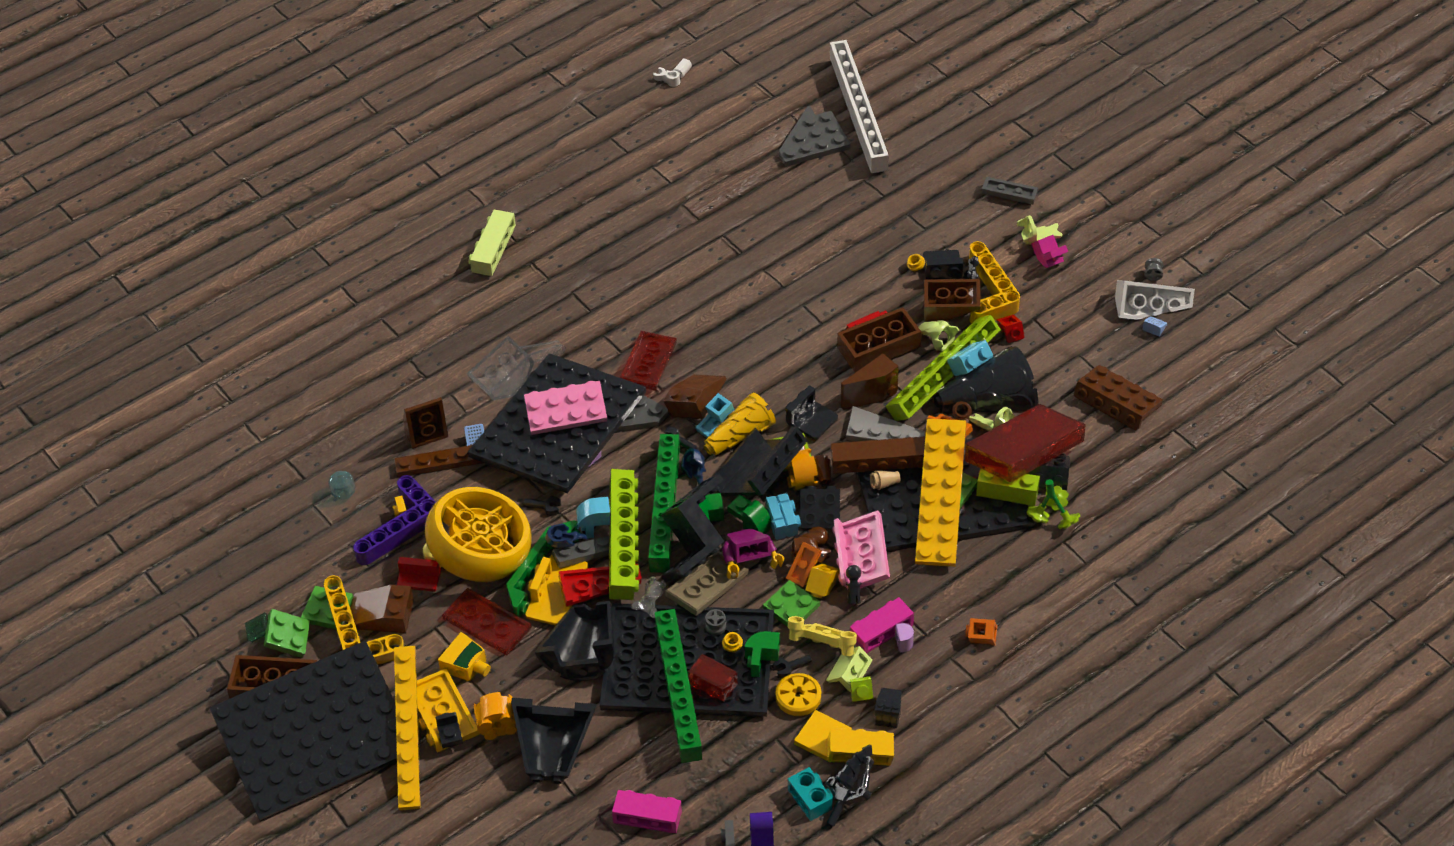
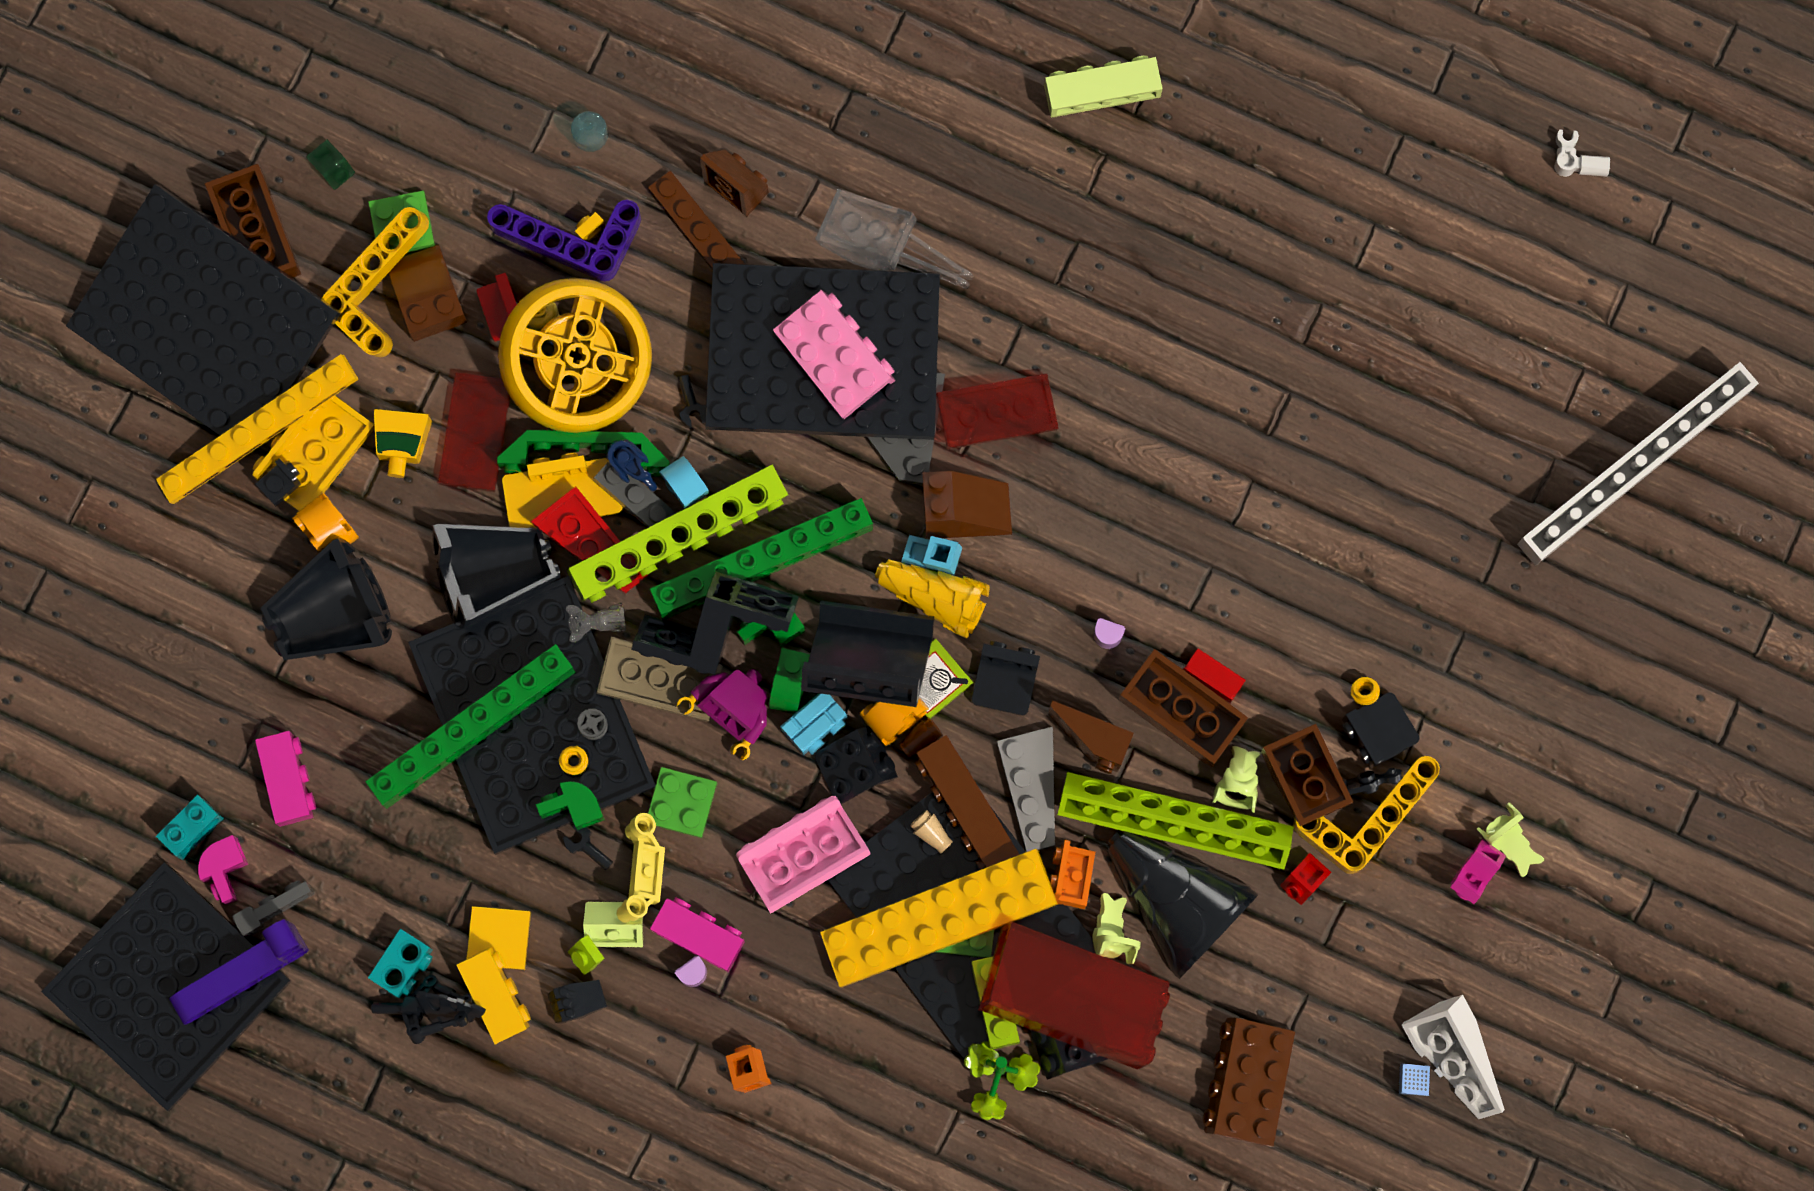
camera: 60 degrees right, 30 degrees up
(286, 633) = (332, 200): bright green plate -> none
(473, 433) = (757, 252): light blue slope -> none
(683, 442) = (879, 525): black bar -> none
(693, 464) = (848, 563): dark blue piece -> none
(712, 677) = (502, 763): clear red brick -> none
(803, 562) = (742, 791): orange plate -> none
(809, 697) = (559, 888): yellow wheel -> none
(812, 359) = (1108, 633): none -> lavender brick
(813, 138) = (1547, 426): dark grey wing -> none
(815, 537) = (785, 776): reddish brown animal -> none
(822, 580) = (736, 824): yellow slope -> none
(853, 574) = (739, 871): black pin -> none
(962, 407) = (1102, 881): reddish brown cone -> none
(970, 358) = (1196, 853): medium azure brick -> none
(1009, 190) = (1578, 762): dark grey plate -> none
(1153, 269) = (1519, 1036): dark grey wheel -> none

